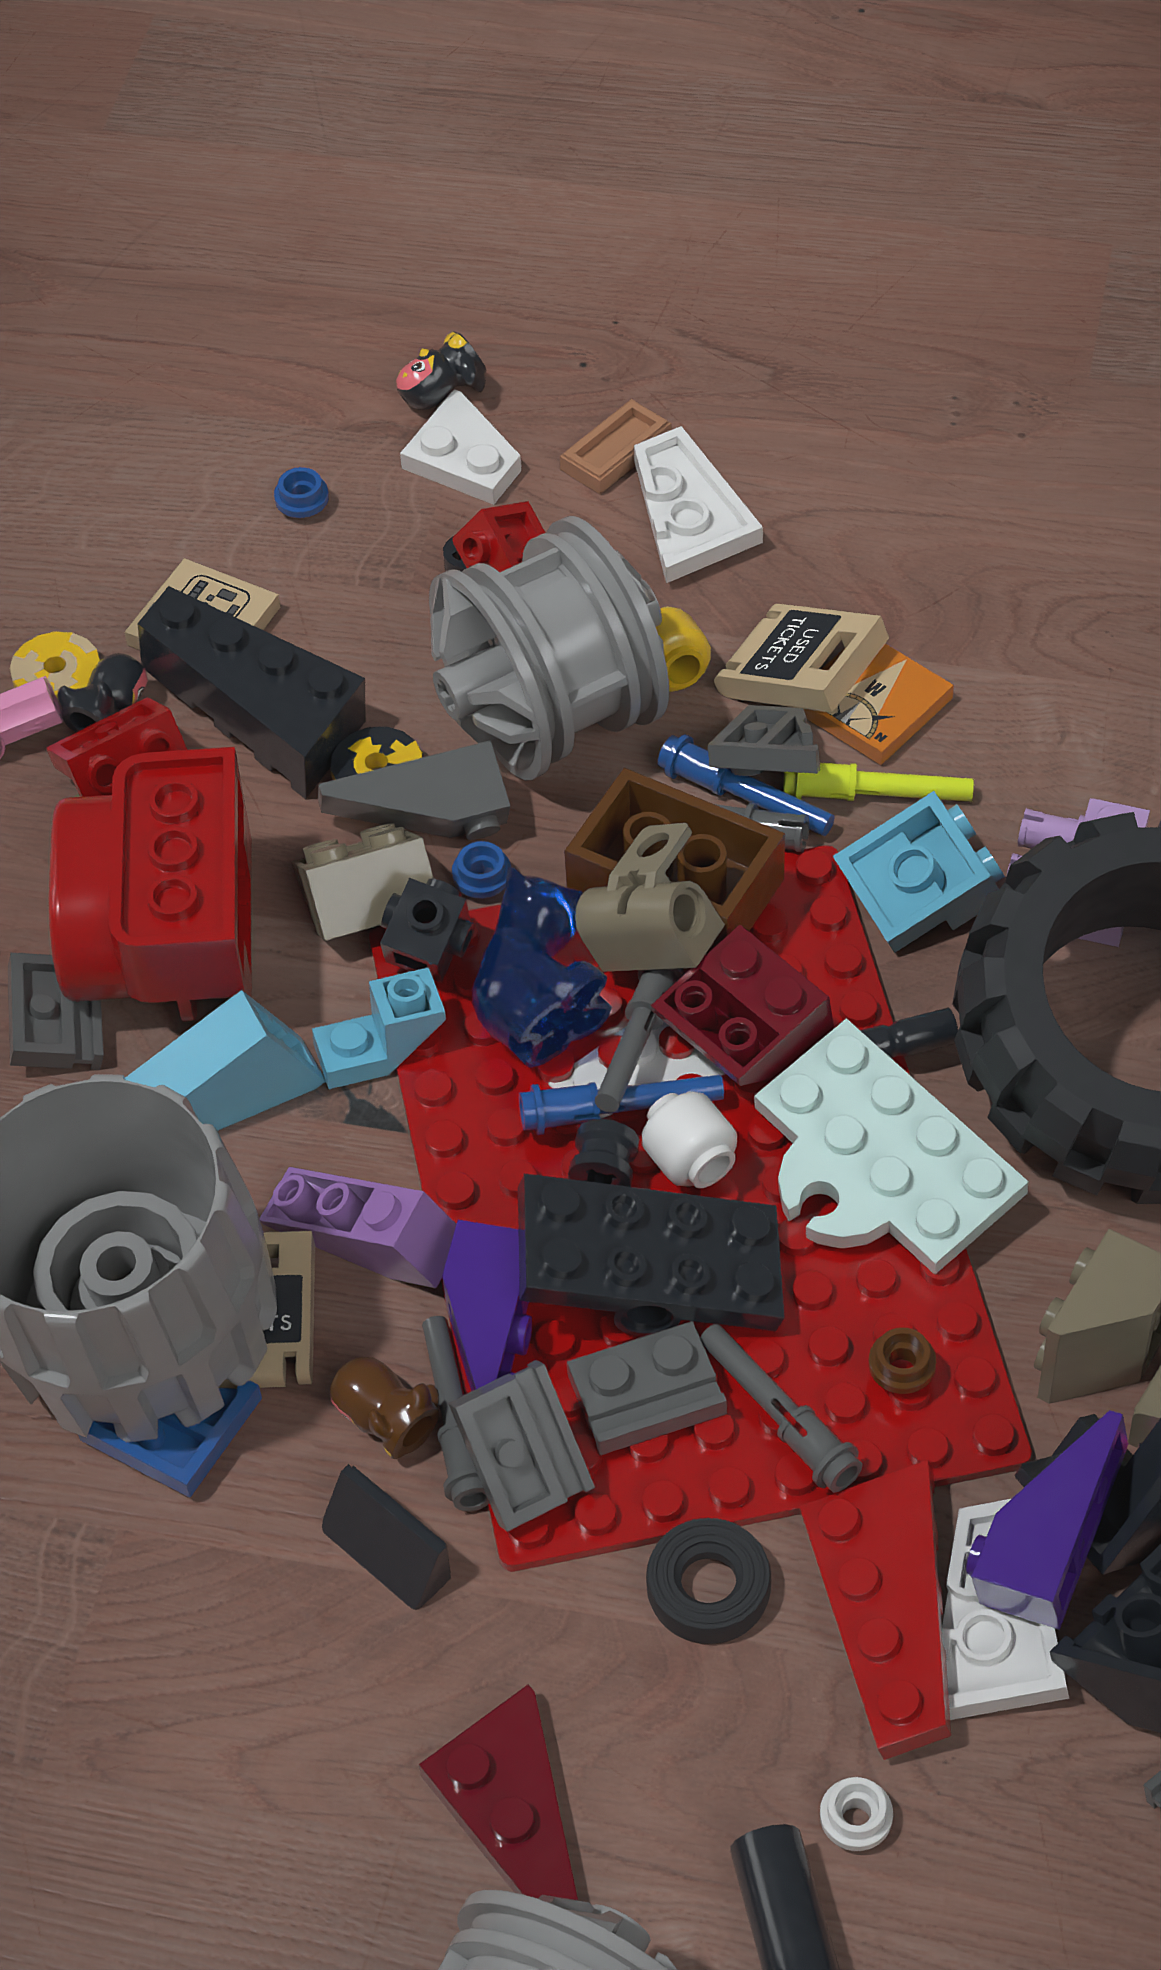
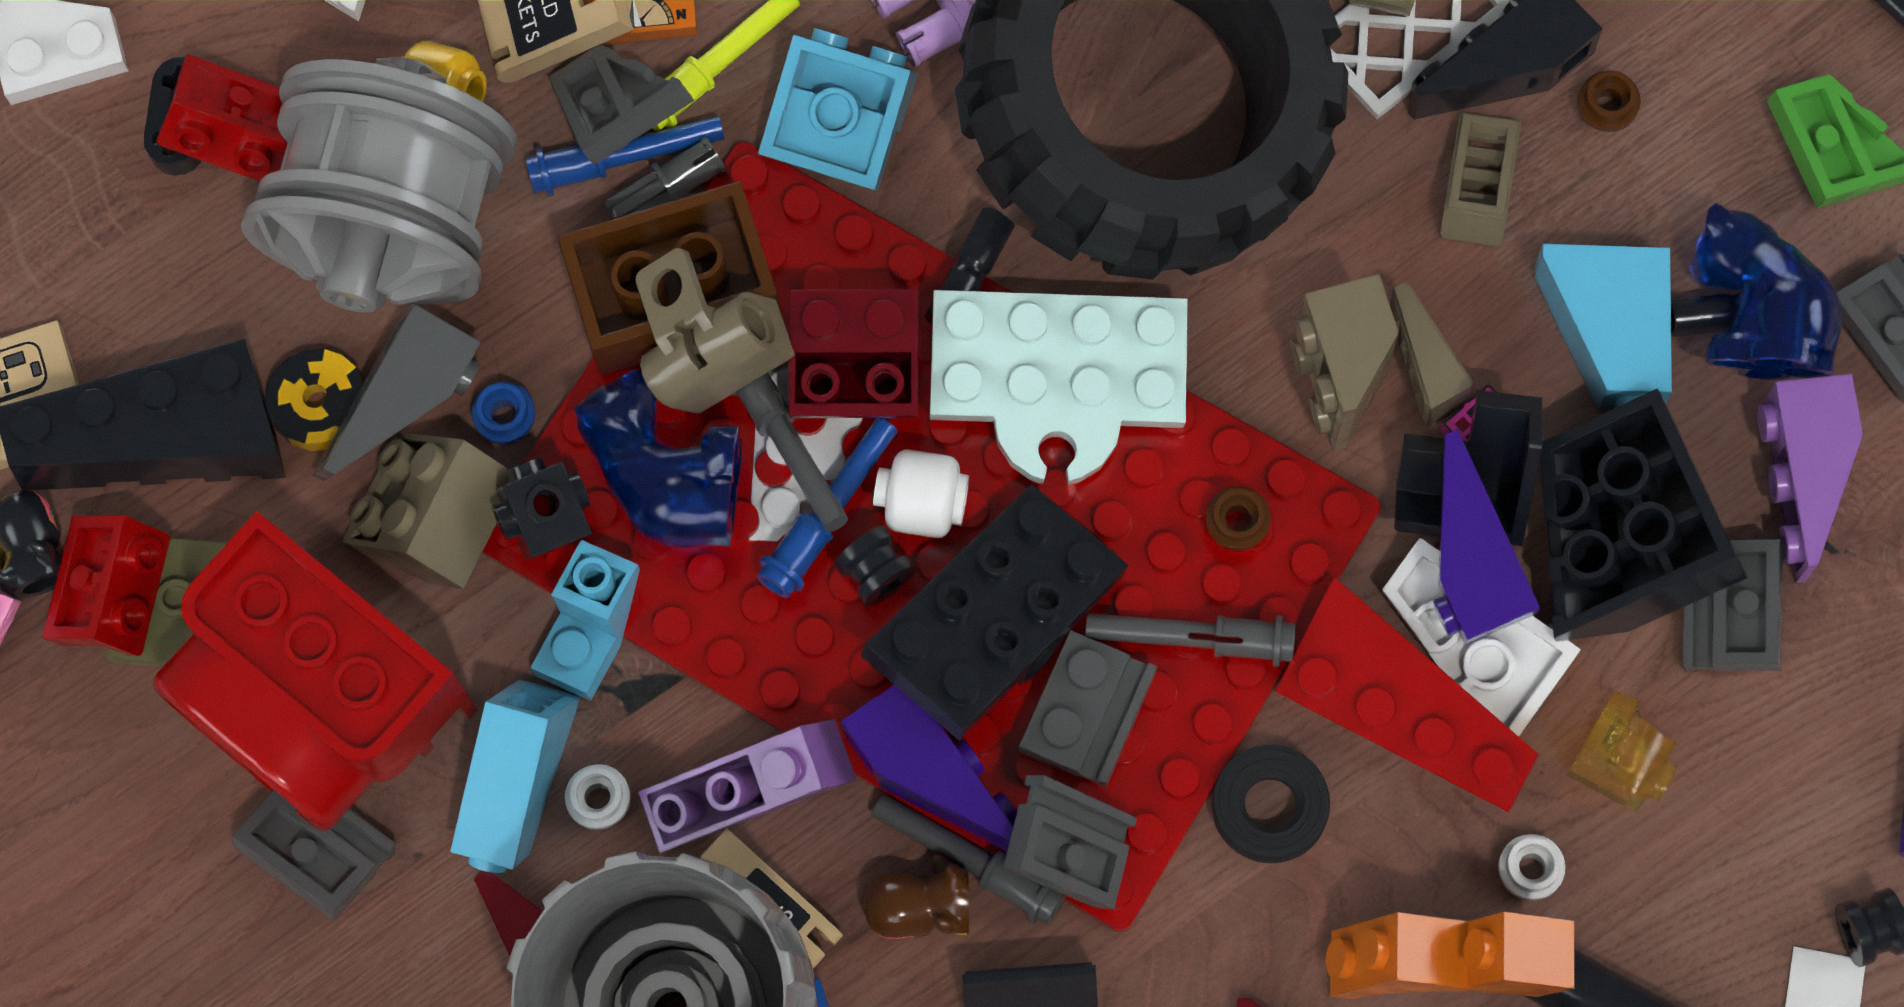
camera: 45 degrees left, 20 degrees up
(257, 1132) = (584, 783): none -> white plate
(733, 1811) = (1449, 955): none -> orange arch
(1014, 1786) = (1624, 755): none -> clear yellow arch

